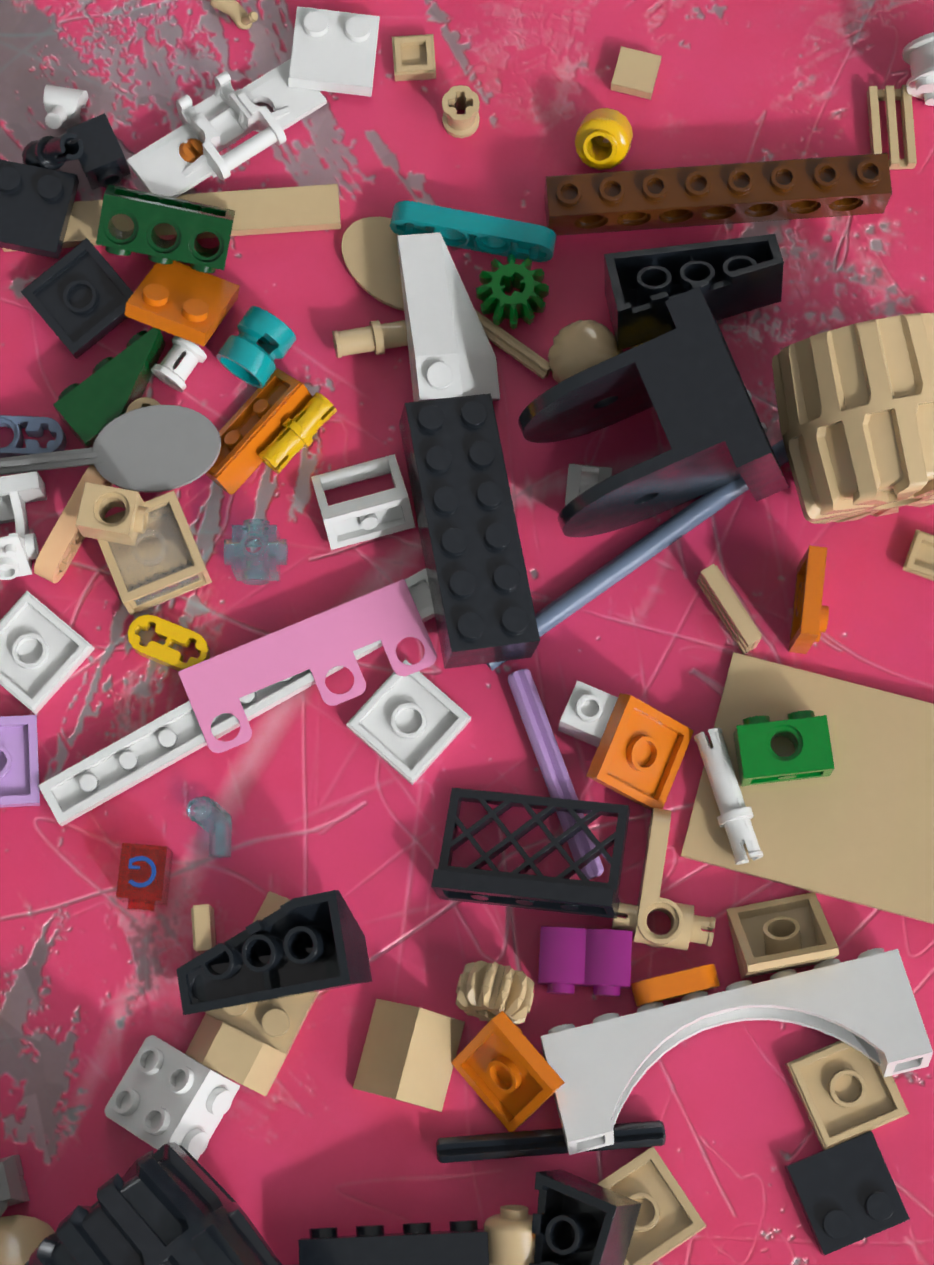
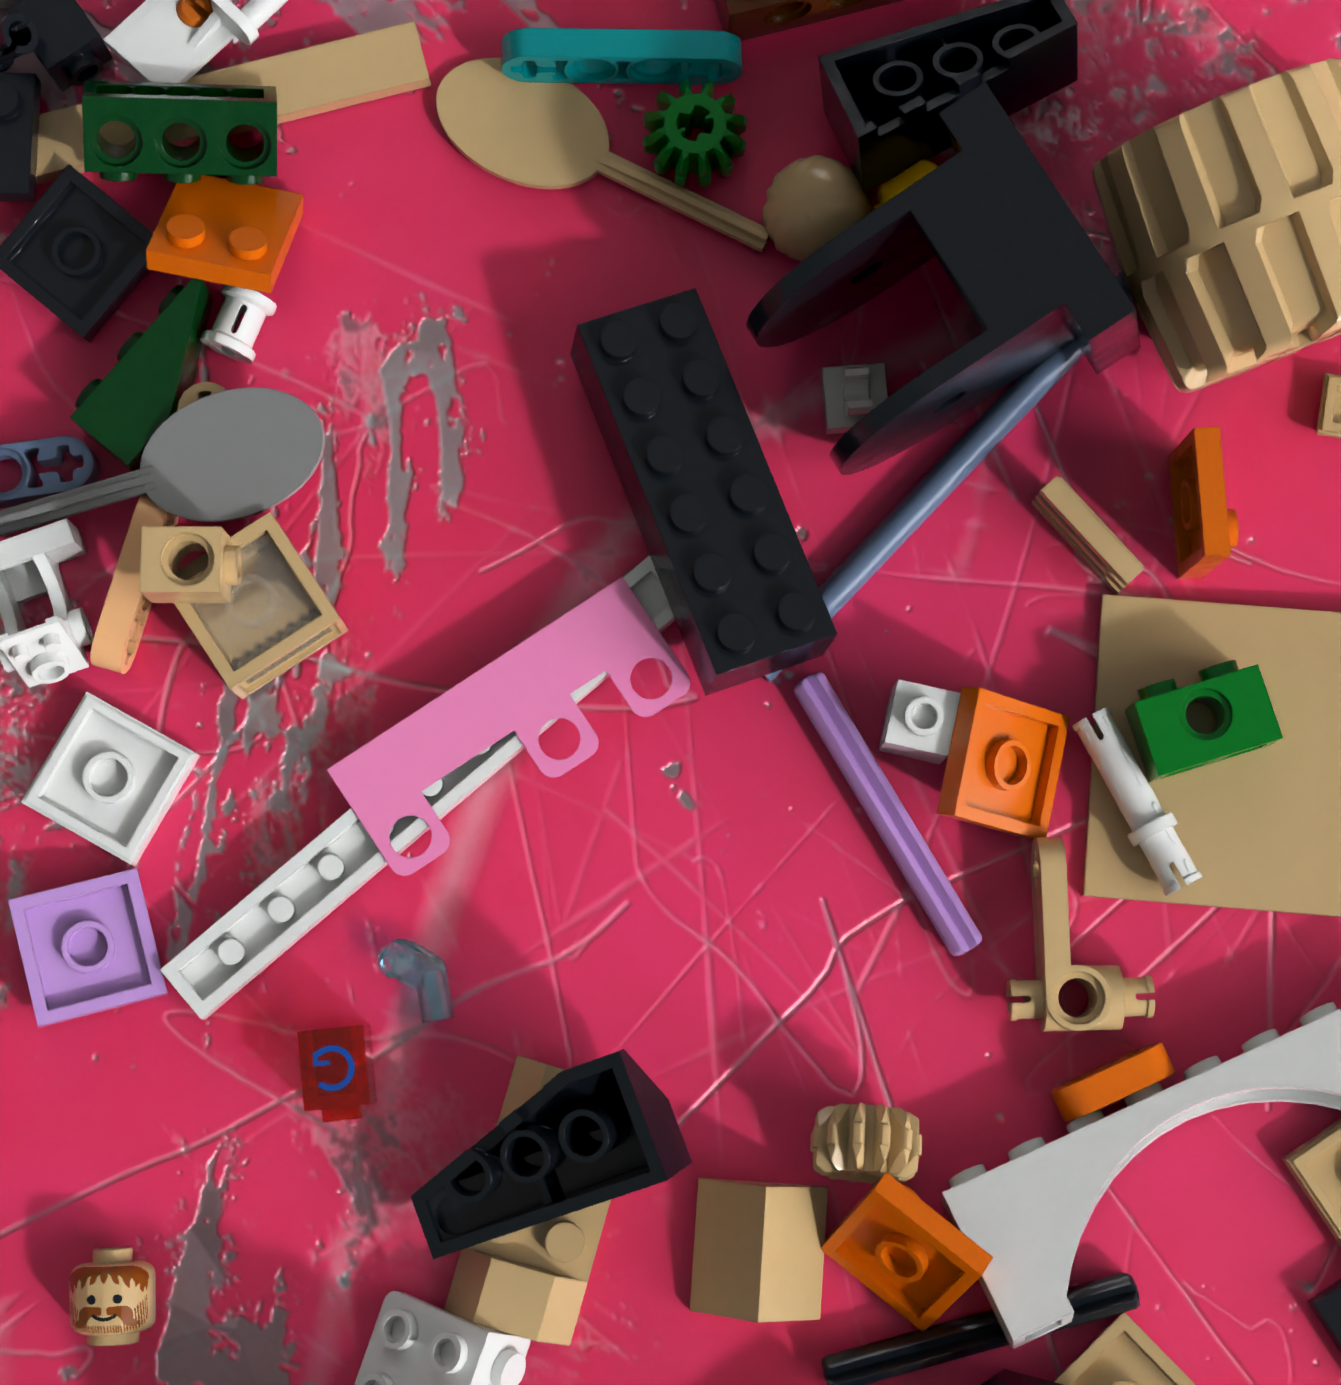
camera: 15 degrees left, 5 degrees up
(173, 635) = (308, 715): yellow beam -> none
(203, 927) = (437, 1130): tan tile -> none
(252, 361) = (347, 301): teal wheel -> none
(255, 428) = (372, 395): orange slope -> none
(260, 566) = (418, 595): clear light blue brick -> none
(297, 432) = (428, 393): yellow pin -> none
(367, 515) = (551, 495): white tile -> none
(370, 338) = (514, 234): tan pin -> none
(408, 723) = (667, 780): white tile -> none
(443, 330) = (609, 211): white wedge -> none
(527, 890) = (888, 988): black fence -> none
(585, 959) = (981, 1069): magenta brick -> none
(780, 935) = (1246, 983): tan slope -> none

